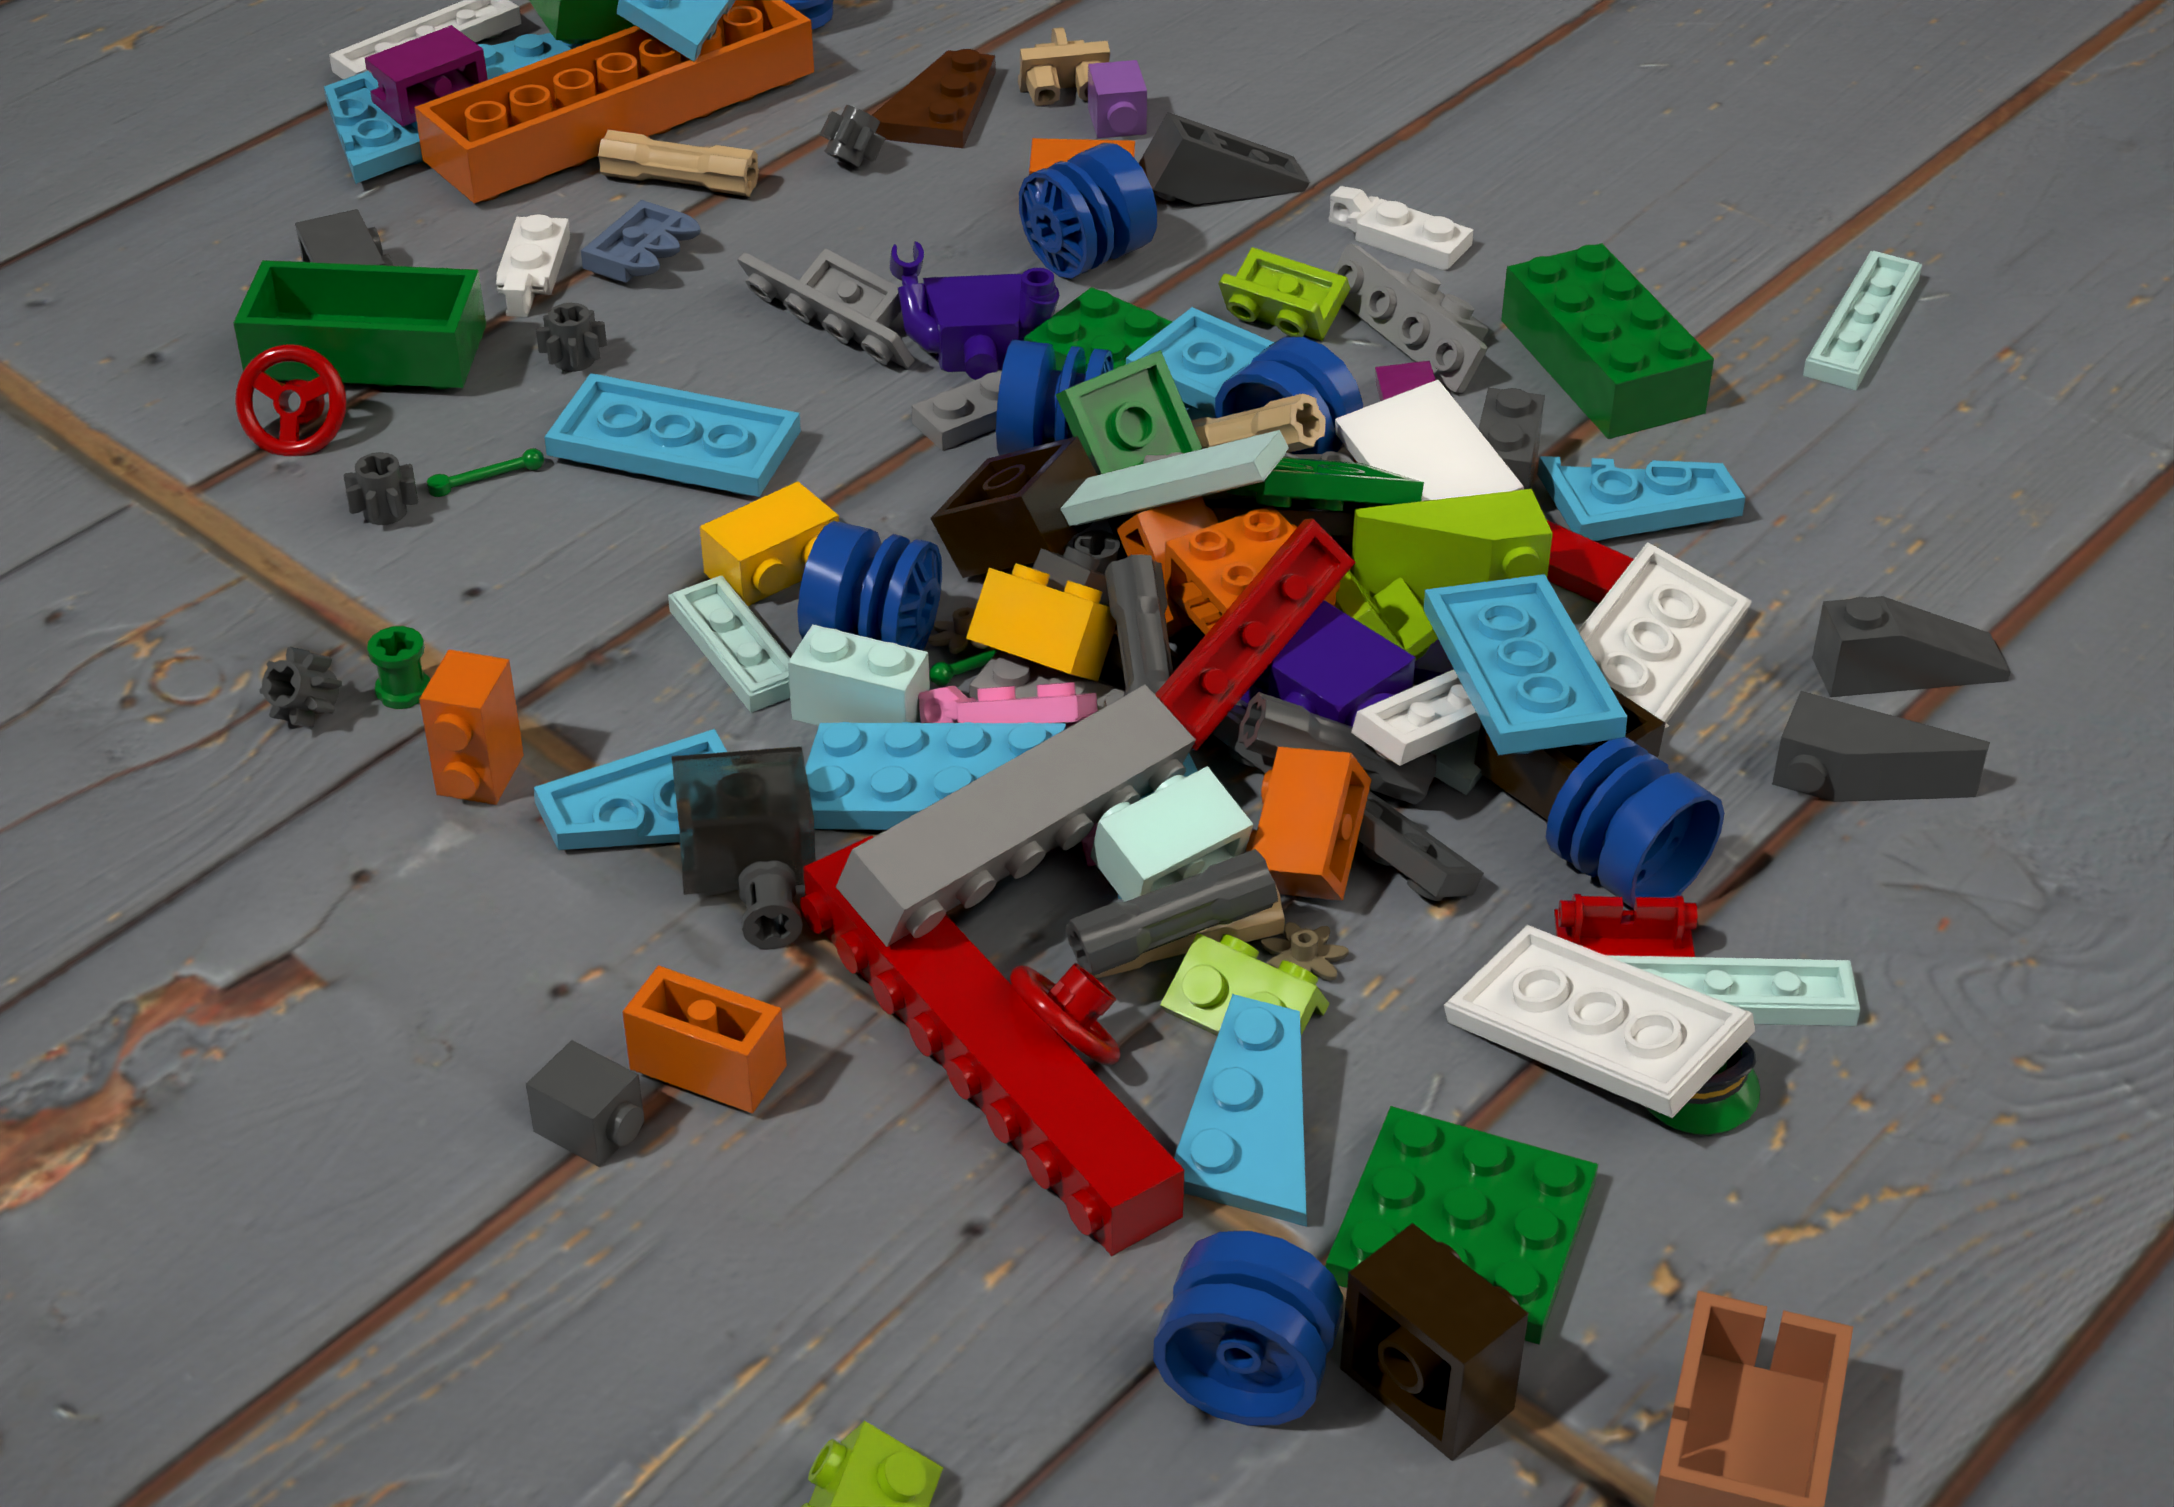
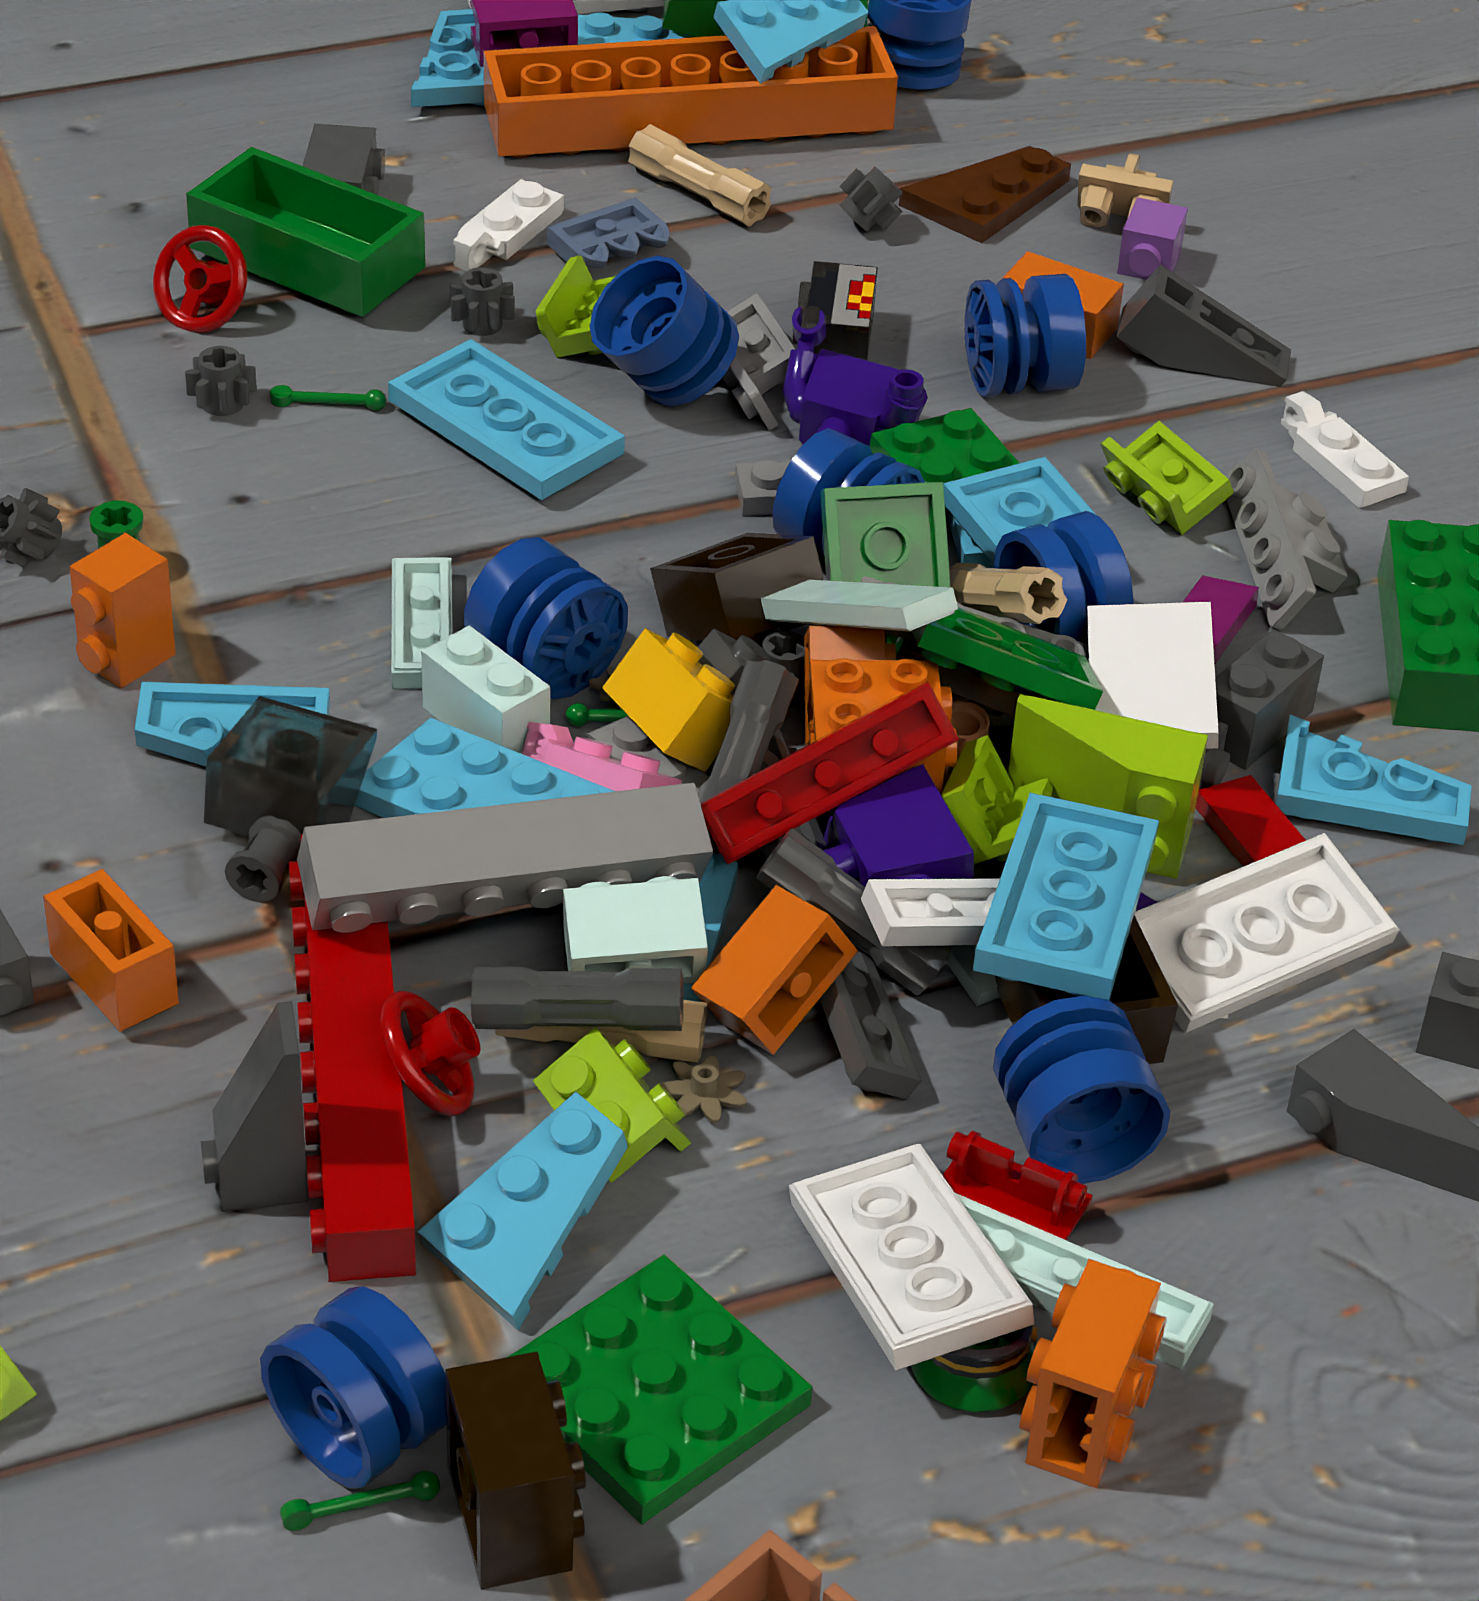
camera: 25 degrees right, 0 degrees up
(677, 315) = (568, 309): none -> lime bracket
(765, 542) = (484, 528): yellow brick -> none
(780, 305) = (664, 331): none -> blue wheel
(899, 222) = (848, 301): none -> brick
(985, 1127) = (260, 1123): none -> dark grey slope
(1339, 1394) = (299, 1513): none -> green hinge
(1827, 1052) = (1092, 1373): none -> orange brick

